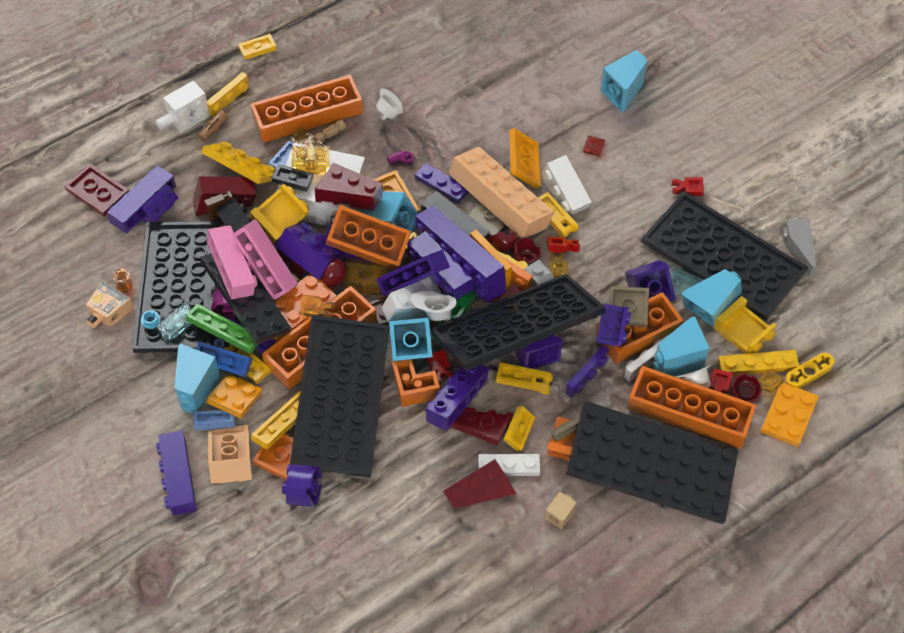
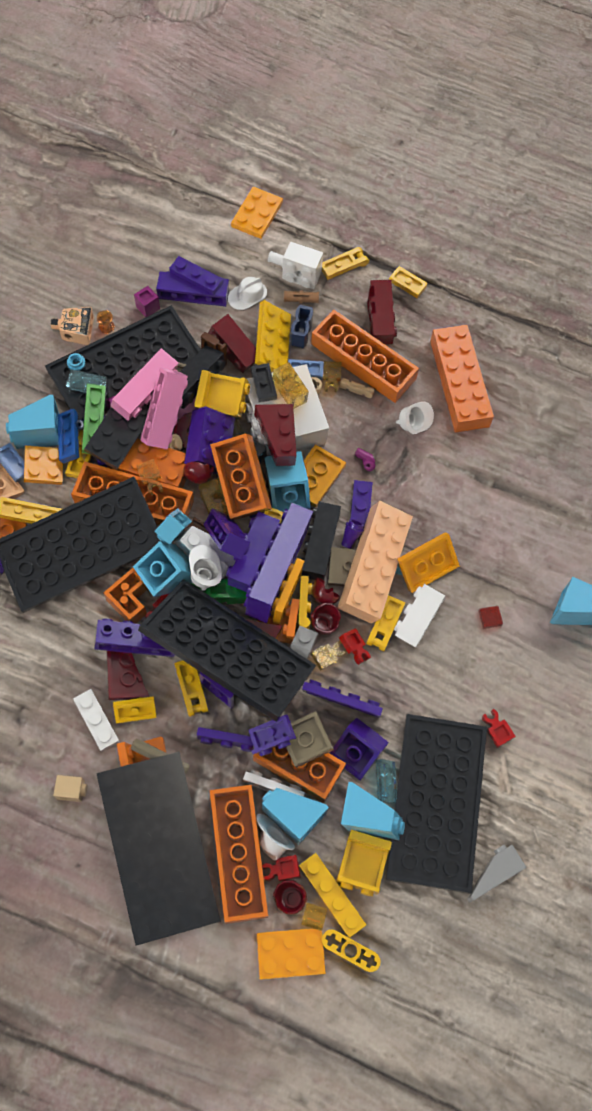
camera: 55 degrees right, 10 degrees up
(96, 189) = (183, 244): plate -> none
(99, 117) = (257, 212): none -> light orange plate
(128, 239) = (147, 301): none -> magenta panel
(135, 185) = (196, 275): none -> dark purple plate
(158, 204) = (191, 303): dark purple bracket -> none
(177, 162) = (247, 293): none -> white piece
(204, 77) = (344, 263): none -> yellow plate
(228, 94) = (340, 288): yellow plate -> none
(245, 137) = (301, 326): none -> dark blue brick
(272, 75) = (381, 312): none -> dark red wedge
(375, 56) = (461, 378): none -> orange brick
(380, 308) = (172, 526): none -> medium azure brick
(463, 197) = (351, 533): none -> dark purple cone
(480, 486) = (58, 707): dark red wing -> none
(613, 264) = (351, 701): none -> dark purple plate

